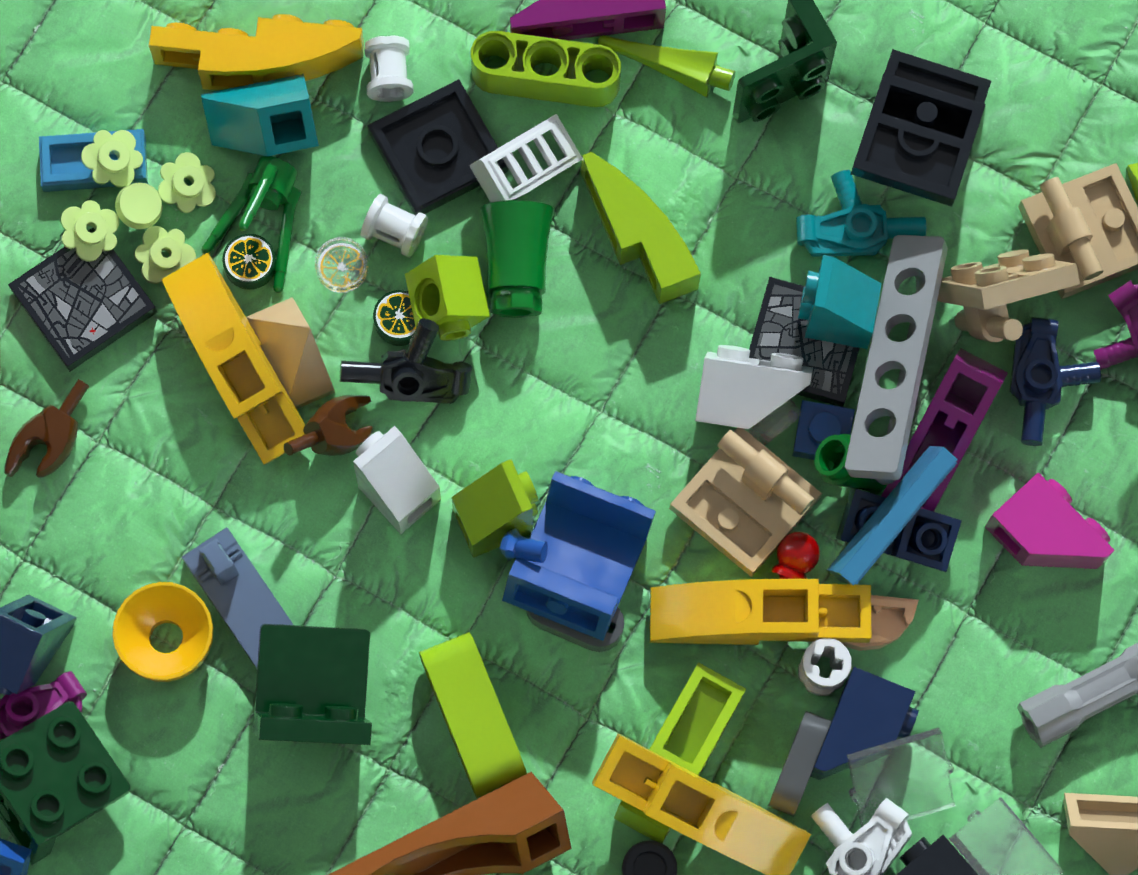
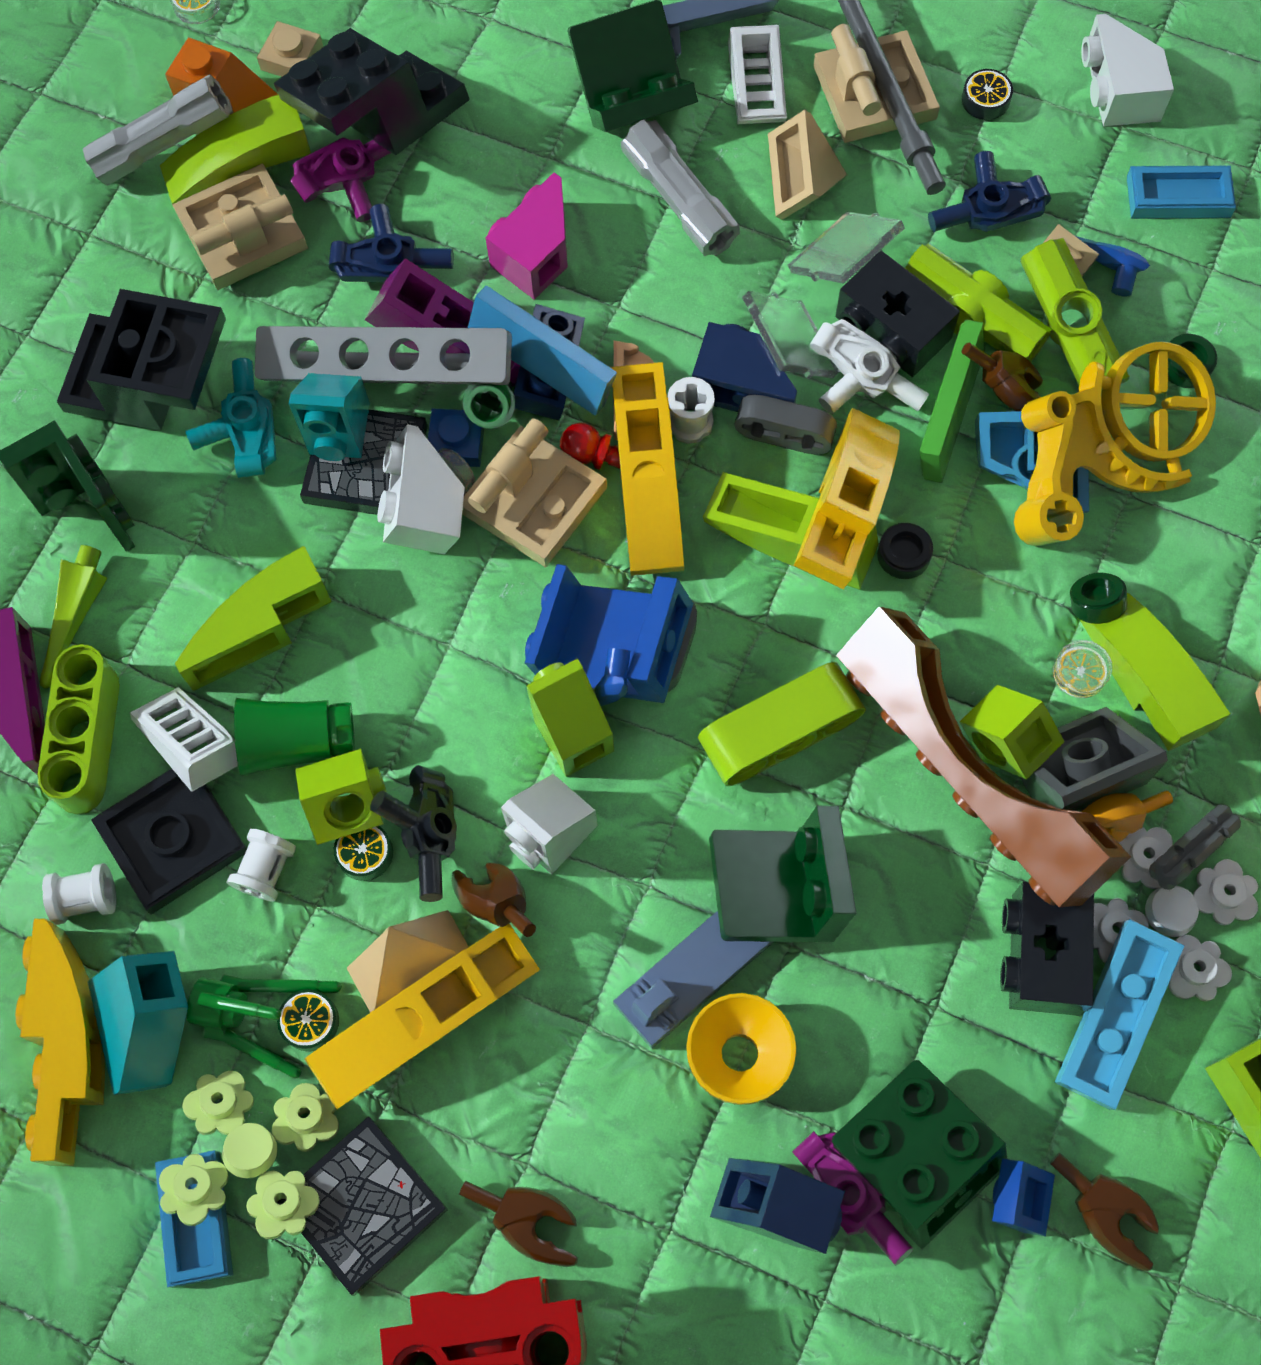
camera: 90 degrees left, 5 degrees down
(341, 265) = (306, 920): clear tile -> none
(990, 288) = (305, 274): tan plate -> none

